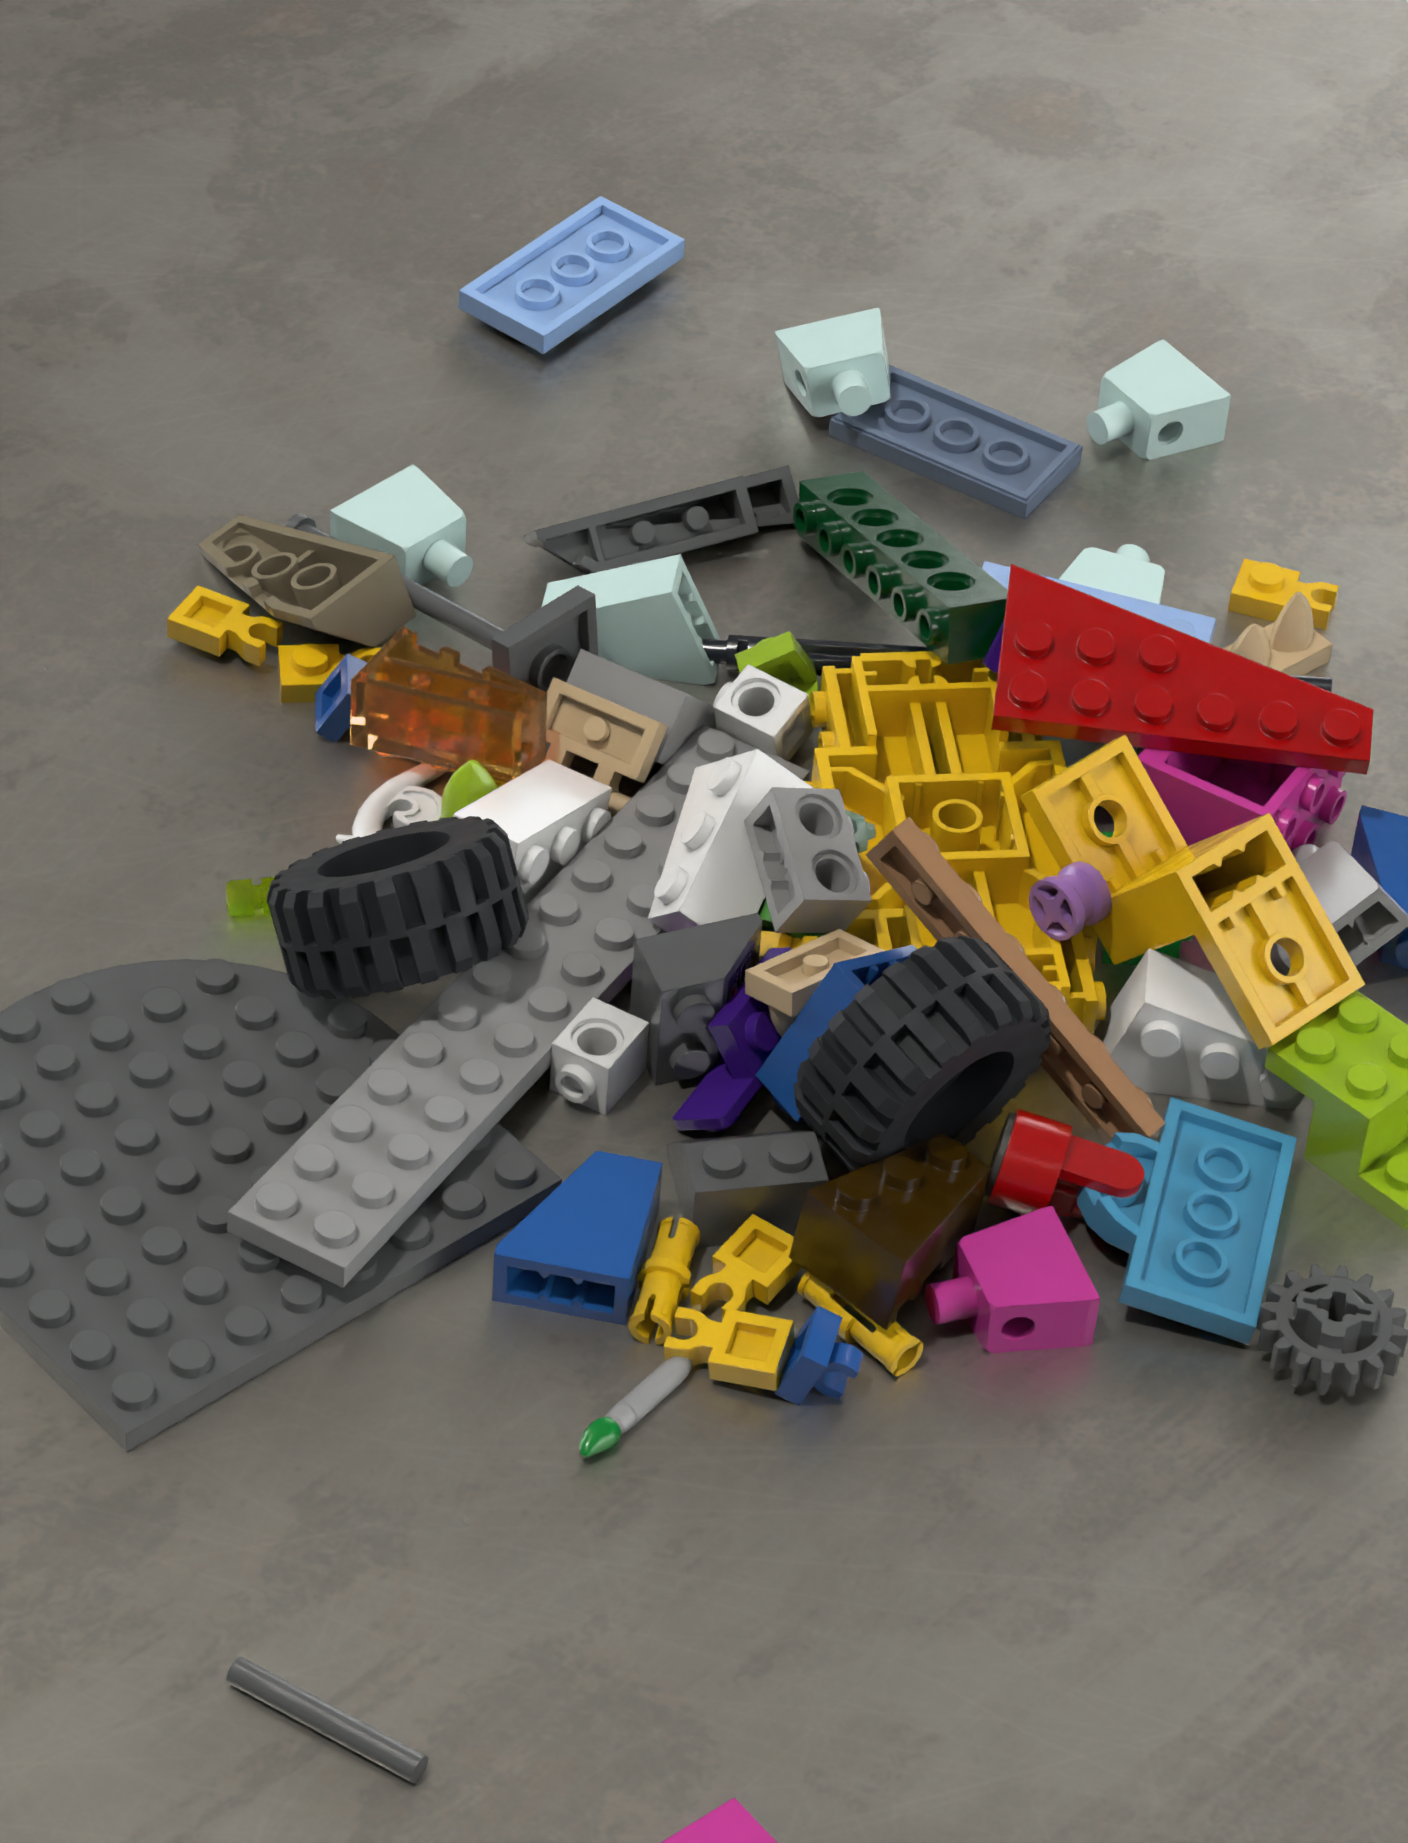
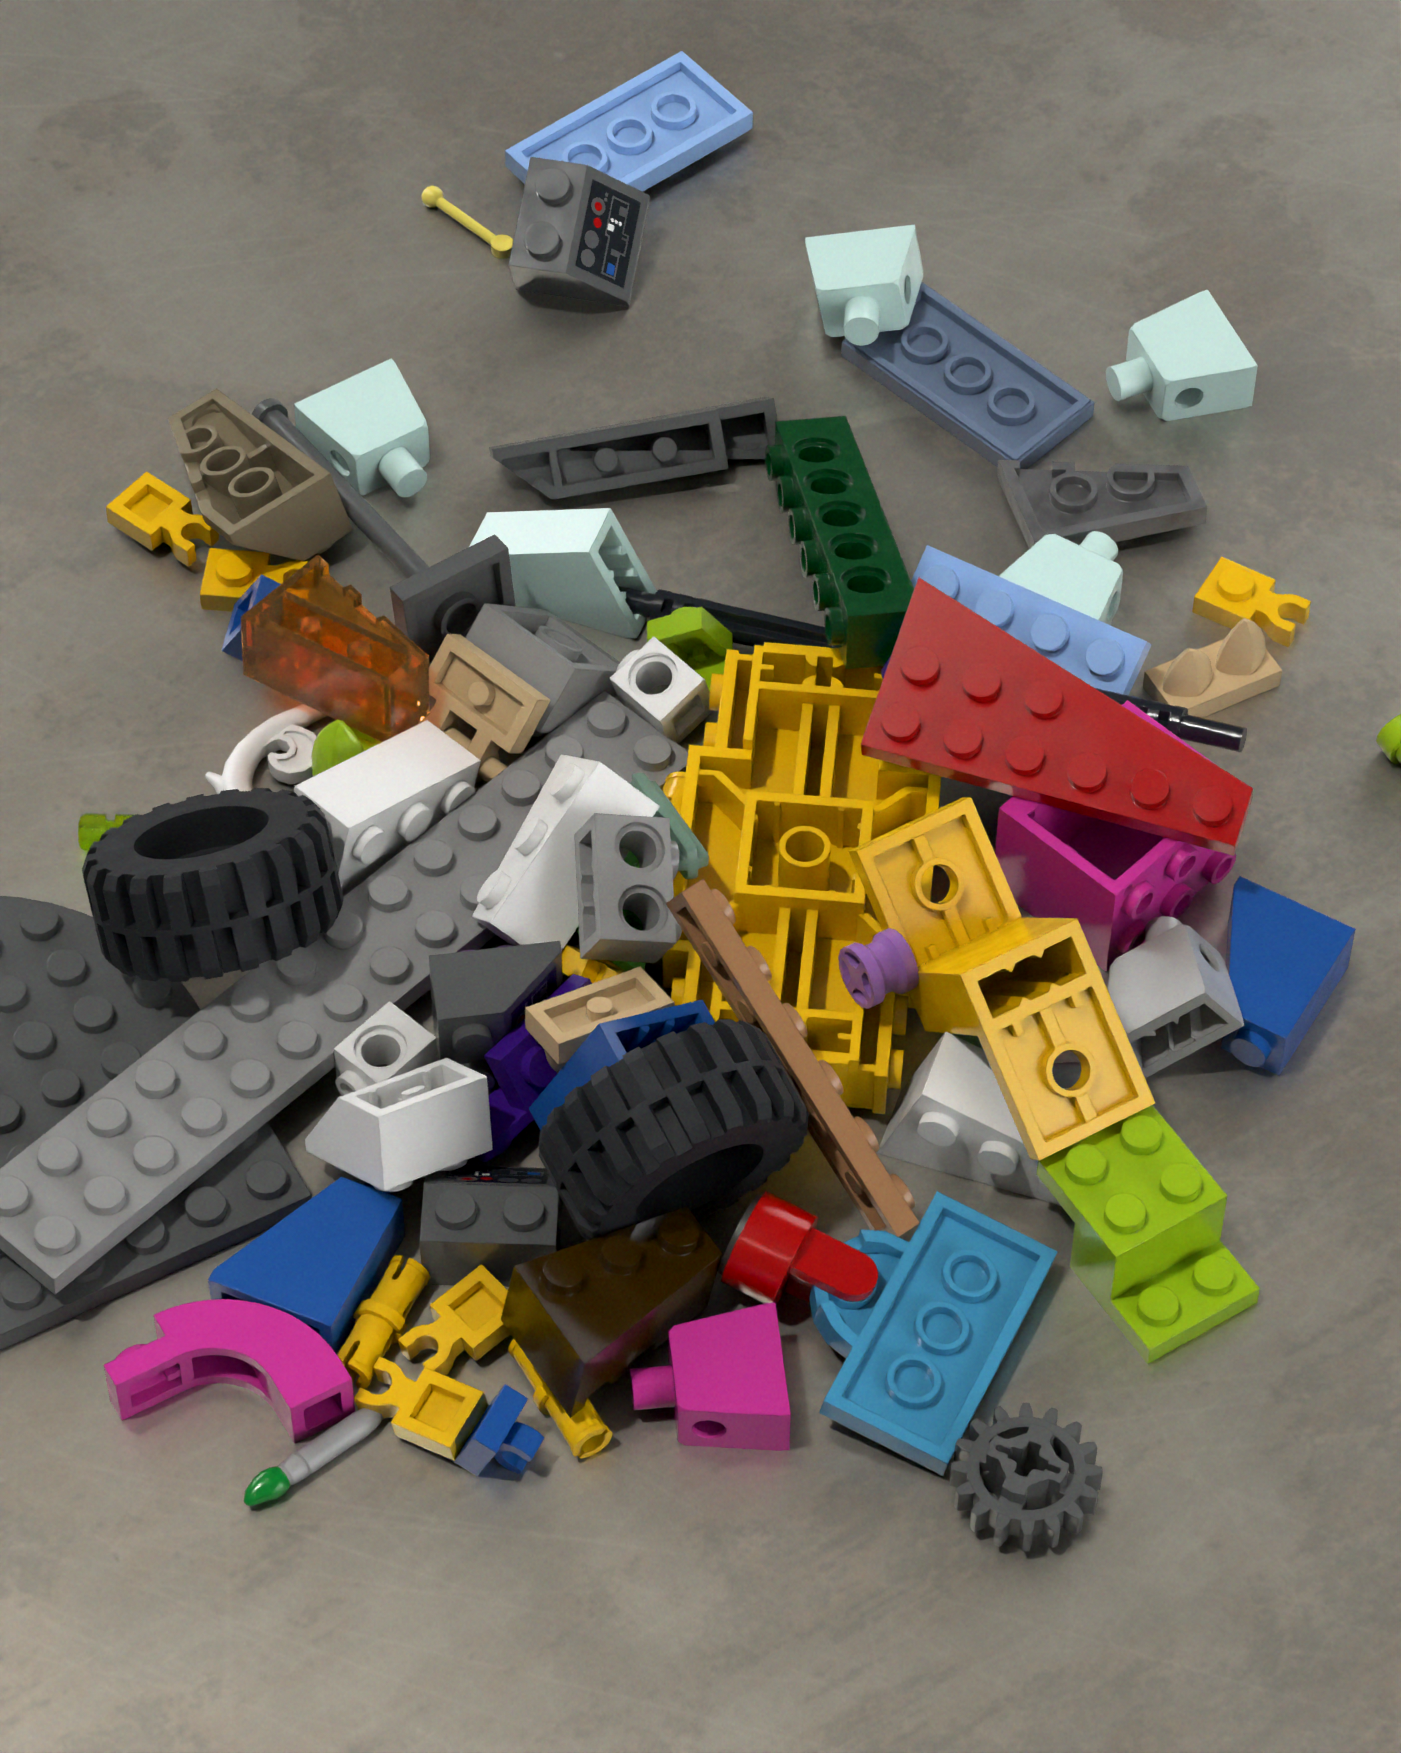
camera: 15 degrees right, 10 degrees up
(474, 373) = (500, 244): none -> light yellow hinge
(545, 1316) = (240, 1347): none -> dark pink arch
(555, 348) = (577, 233): none -> dark grey slope
(648, 1096) = (407, 1126): none -> white slope
(1145, 518) = (1120, 503): none -> flat silver wing

